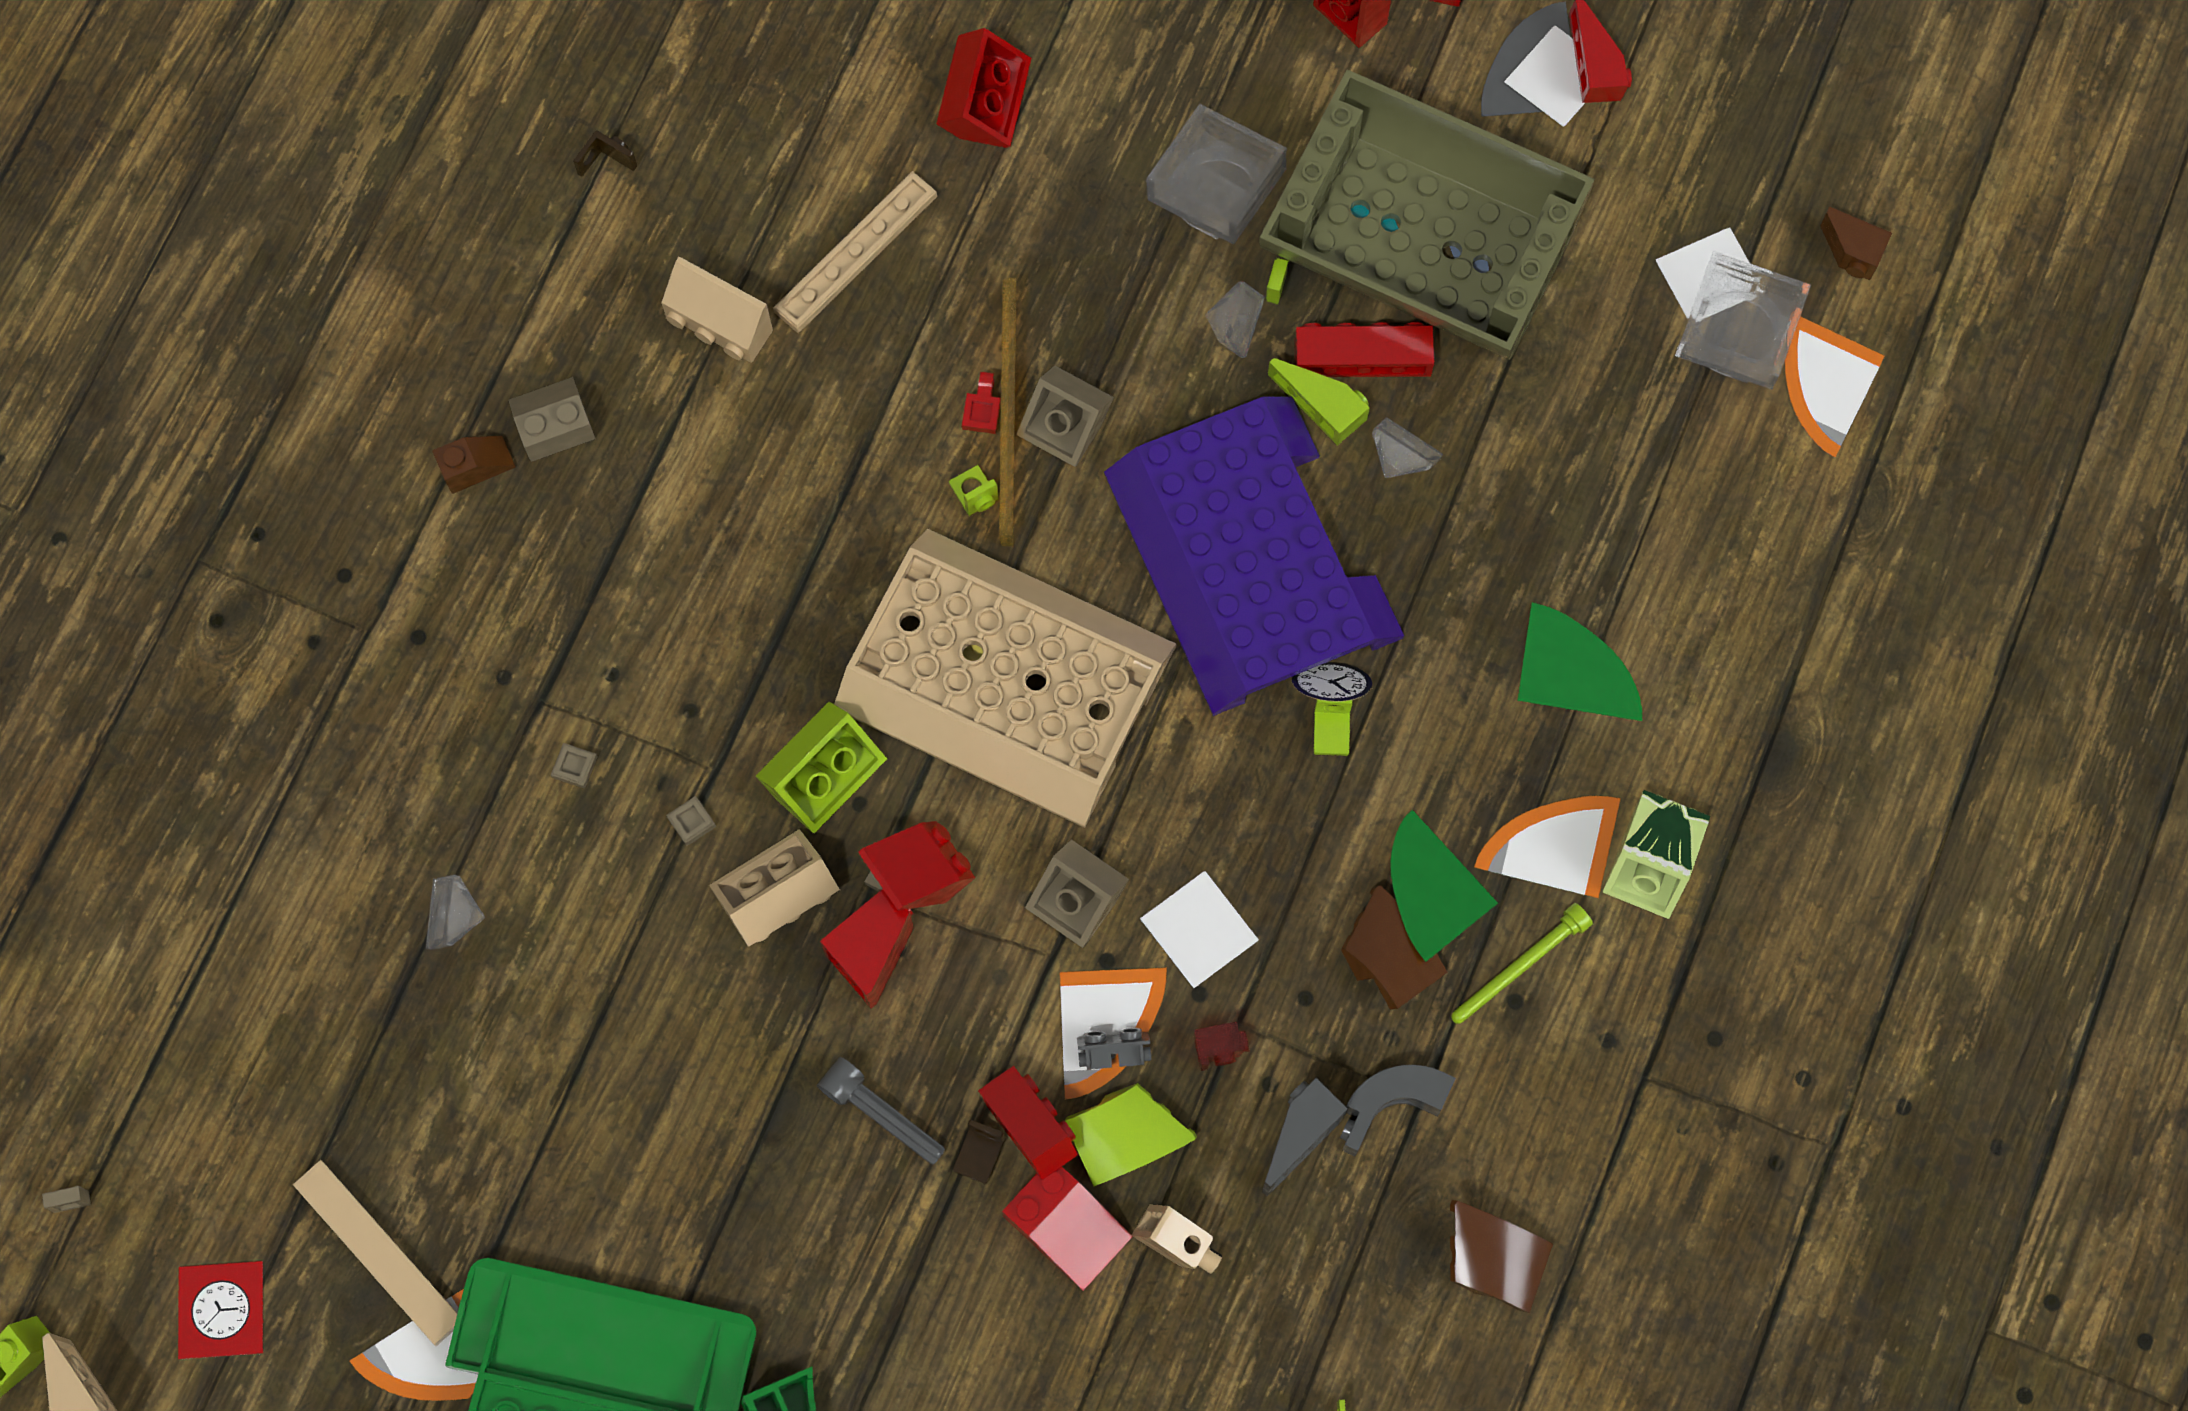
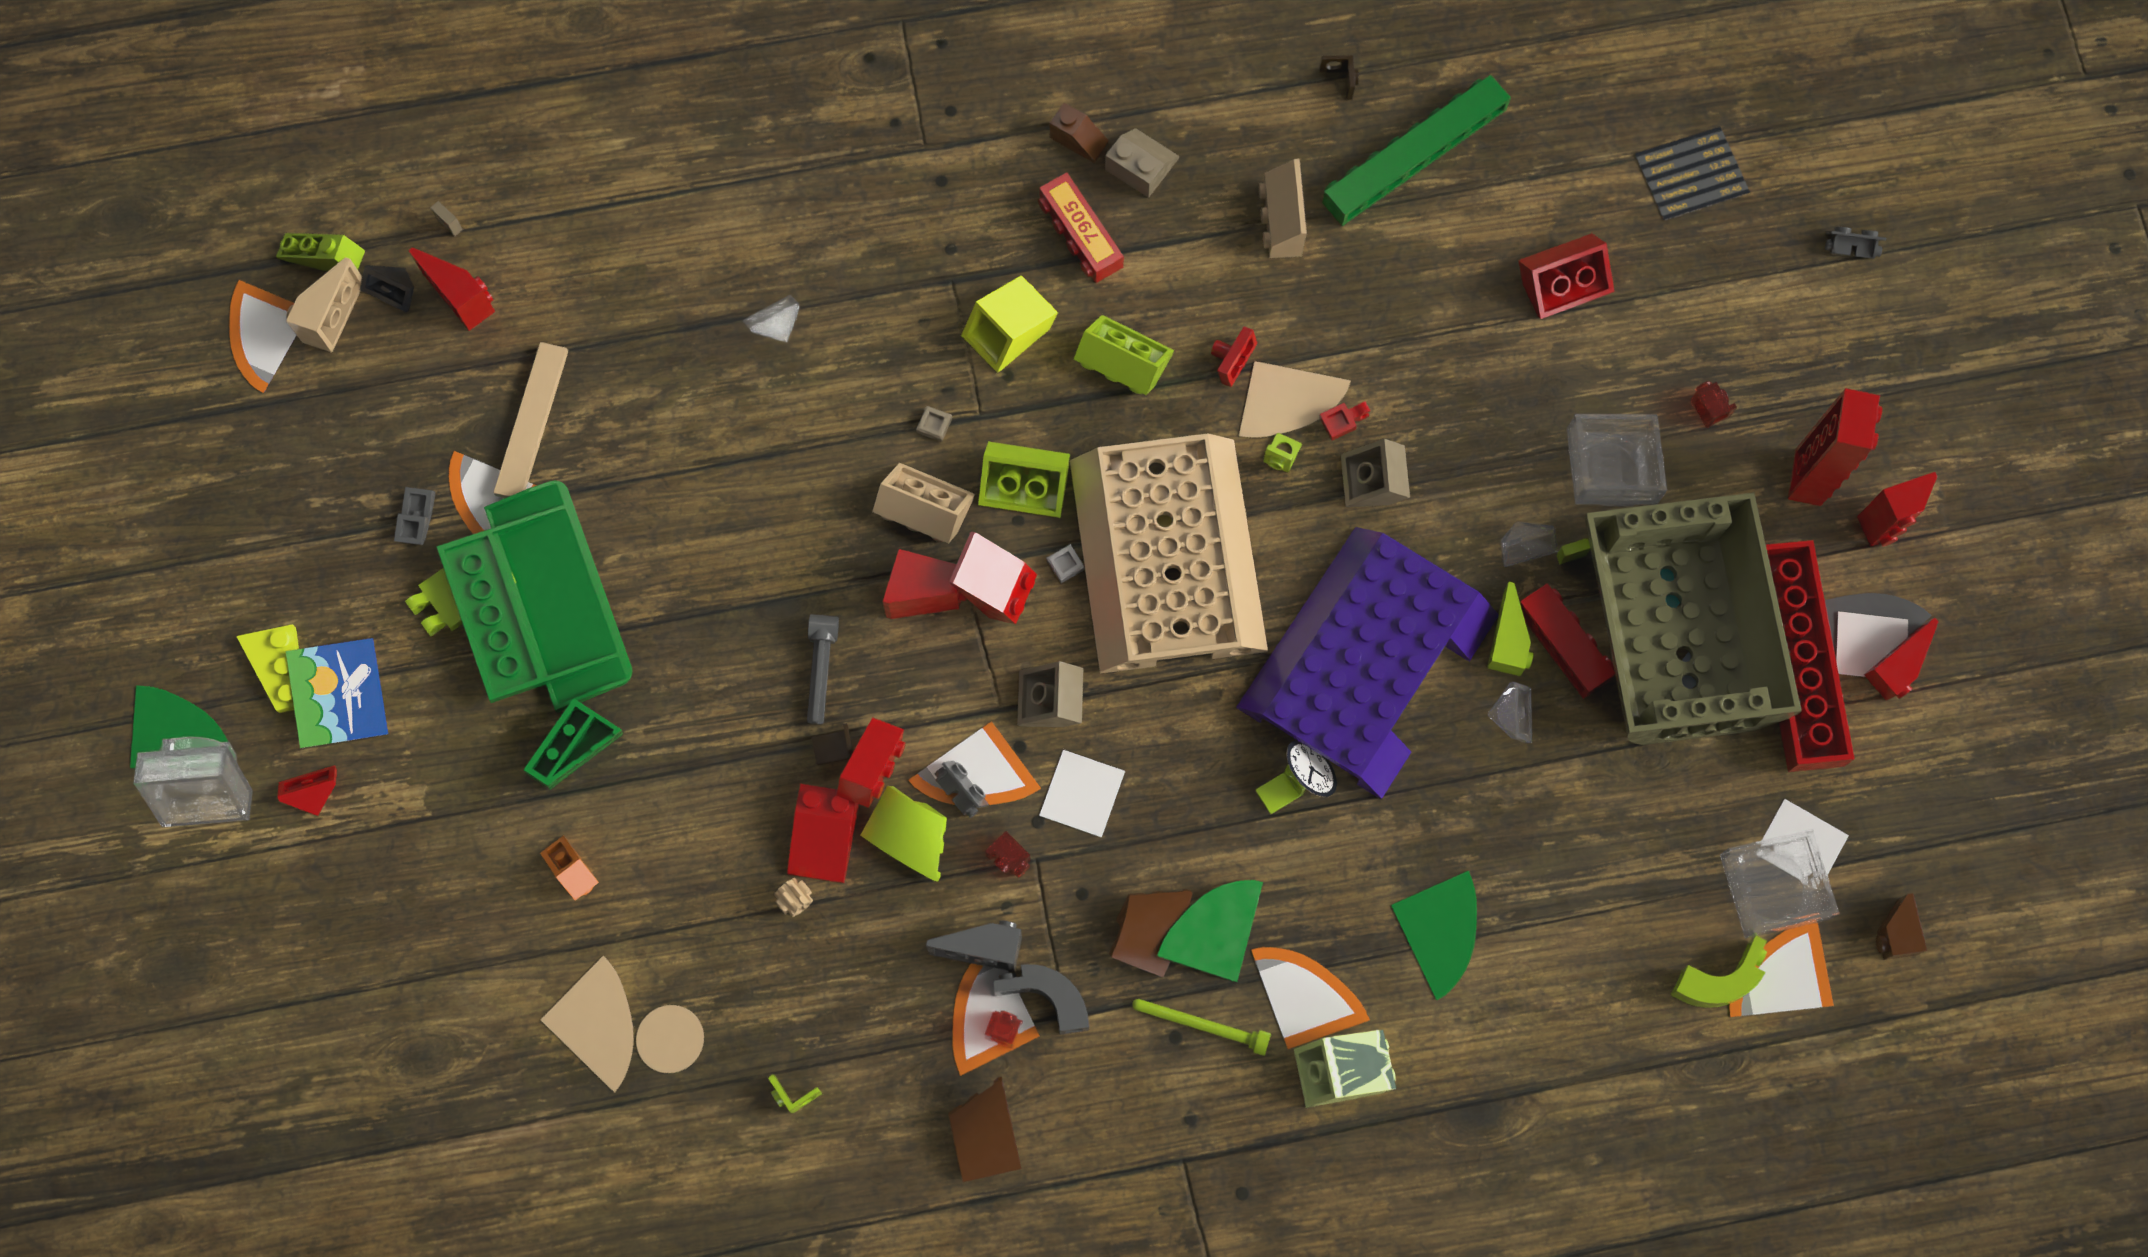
camera: 55 degrees right, 0 degrees up
(99, 1313) = (388, 285): none -> black slope
(163, 1237) = (457, 287): none -> red slope
(220, 1310) = (437, 354): red sticker -> none
(574, 765) = (921, 329): dark tan tile -> none
(582, 527) = (1081, 228): none -> red brick
(636, 670) = (1008, 322): none -> neon yellow slope
(742, 141) = (1415, 150): none -> green brick
(756, 577) = (1123, 355): none -> lime slope
(836, 467) = (1234, 355): none -> red tile
(855, 252) = (1393, 270): tan tile -> none
(919, 447) = (1287, 399): none -> tan sticker
(941, 785) = (1065, 563): none -> light grey tile
(1008, 412) = (1351, 437): clear yellow tile -> none
(1116, 1298) = (793, 897): none -> tan gear
(1167, 1231) = (857, 898): tan torso -> none
(1215, 48) = (1712, 403): none -> clear red brick
(1377, 1184) = (972, 1013): none -> sticker
(1398, 1167) = (1003, 1028): none -> clear red brick
(1623, 178) = (1820, 732): none -> red brick
(1811, 424) = (1712, 991): none -> lime arch

